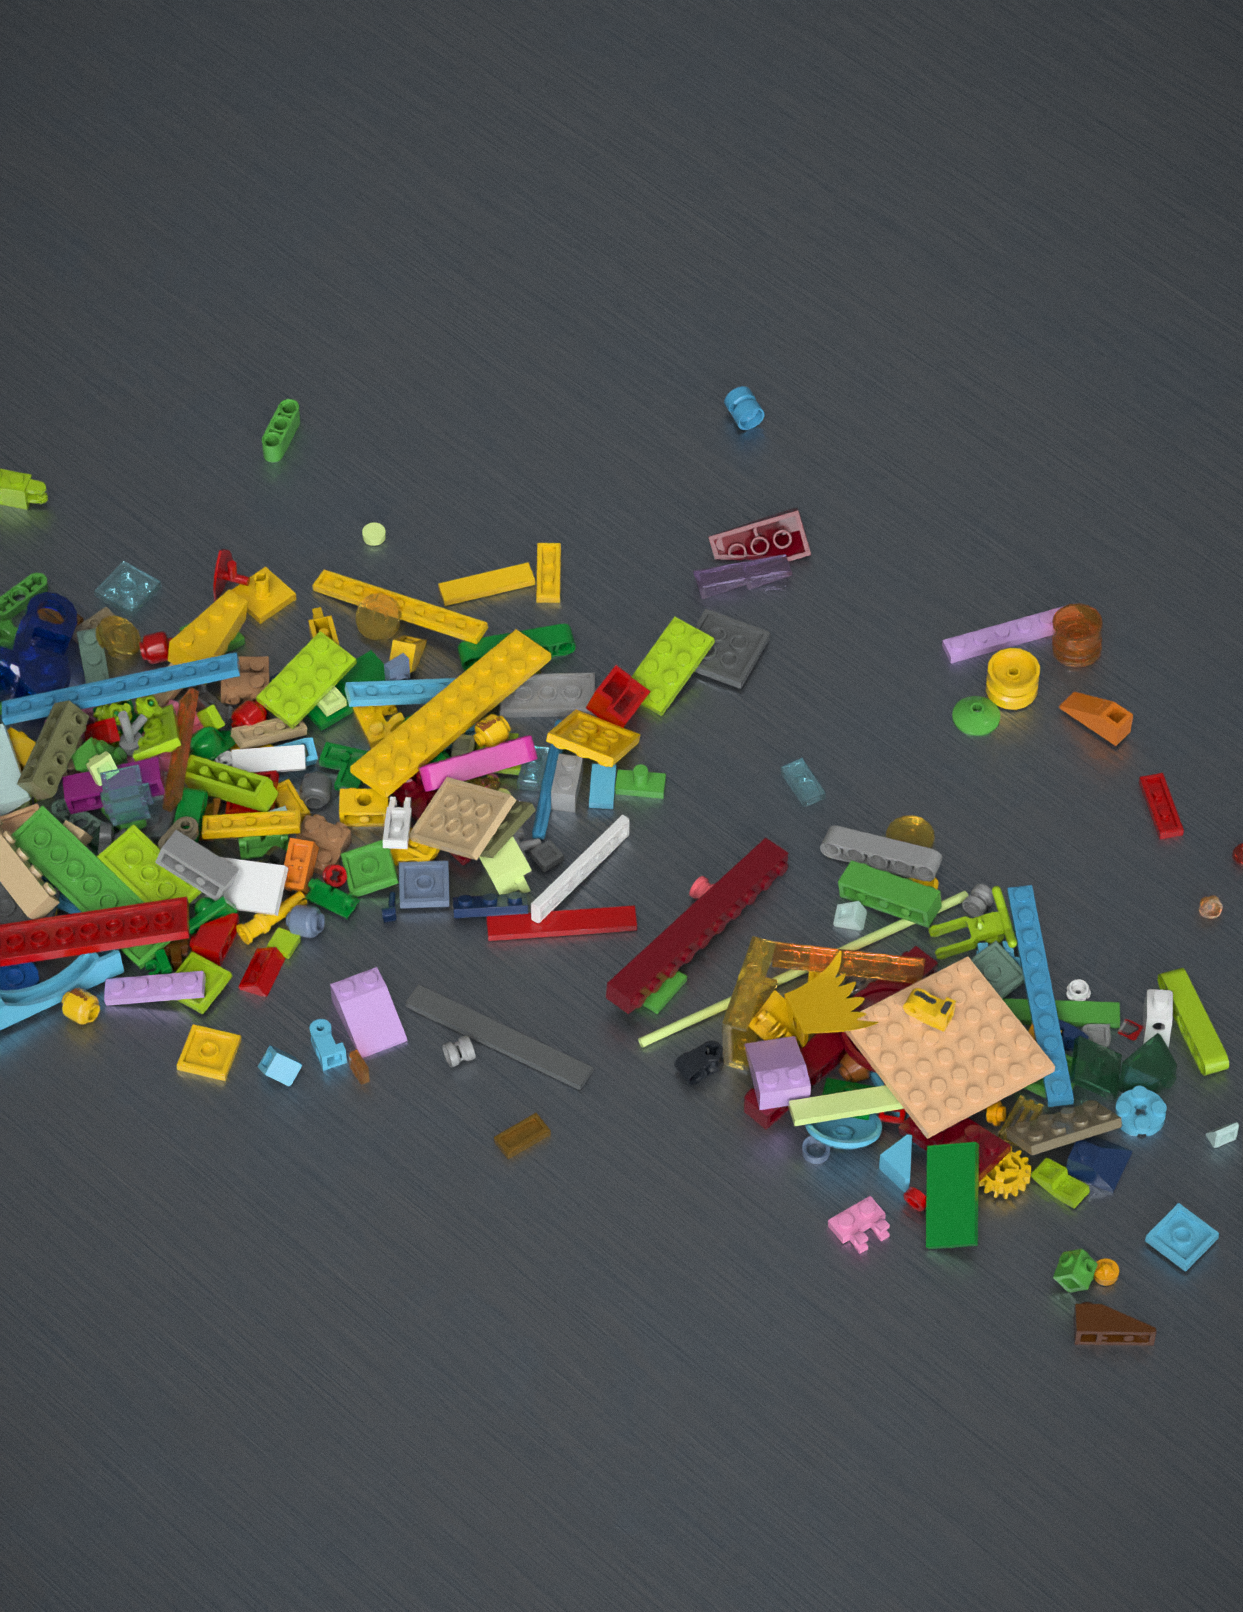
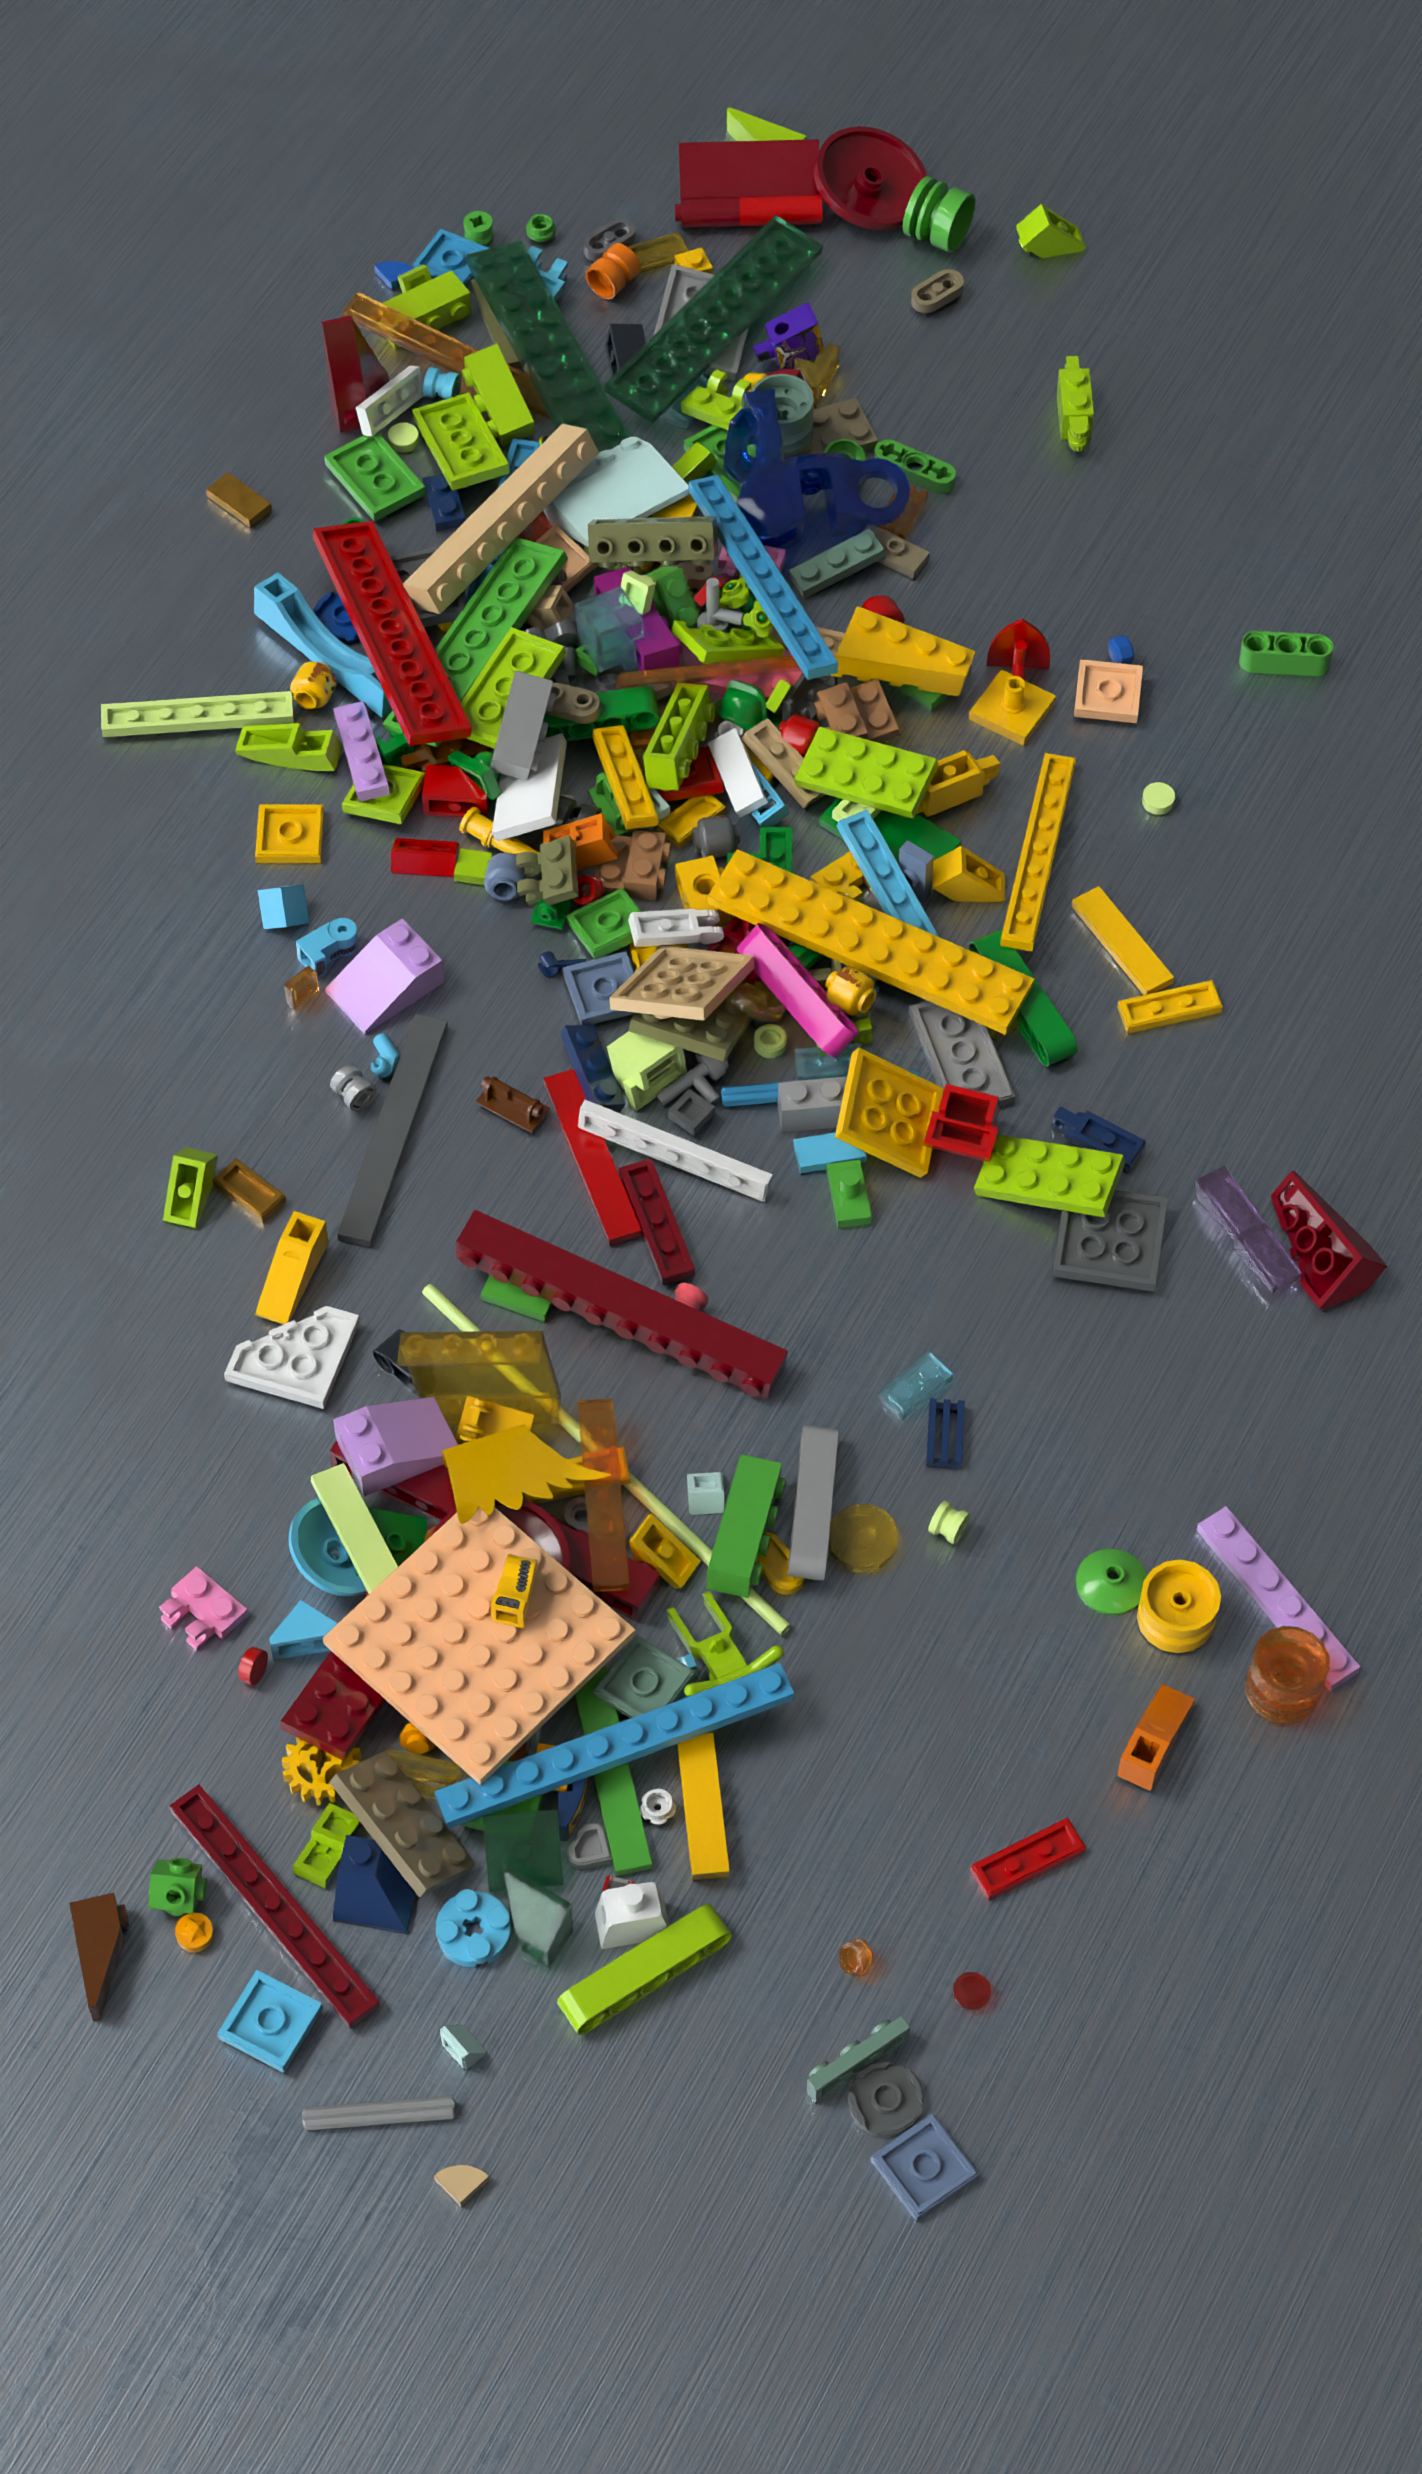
camera: 75 degrees right, 5 degrees up
(74, 1090) = (196, 714): none -> yellowish green plate
(118, 637) = (879, 570): clear yellow tile -> none
(127, 589) = (965, 566): clear light blue plate -> none
(130, 1034) = (290, 746): none -> lime slope
(241, 519) = (1120, 650): none -> blue tile
(273, 536) = (1108, 691): none -> light nougat plate
(327, 879) = (558, 871): none -> olive plate
(378, 616) = (1011, 830): clear yellow tile -> none
(436, 1027) = (388, 1056): none -> medium azure arm
(504, 959) = (511, 1104): none -> reddish brown hinge
(511, 1167) = (189, 1186): none -> lime slope
(603, 1114) = (292, 1267): none -> yellow slope
(631, 893) = (657, 1221): none -> dark red plate
(642, 635) = (1098, 1134): none -> dark blue hinge
(676, 1129) = (296, 1358): none -> white plate
(844, 771) = (947, 1408): none -> dark blue tile
(895, 942) = (663, 1551): none -> yellow slope
(915, 785) = (949, 1522): none -> yellowish green wheel
(952, 1195) = (251, 1700): green tile -> none
(980, 899) = (763, 1641): light grey wheel -> none
(1098, 1220) = (275, 1906): none -> dark red plate
(1100, 966) = (703, 1808): none -> yellow slope

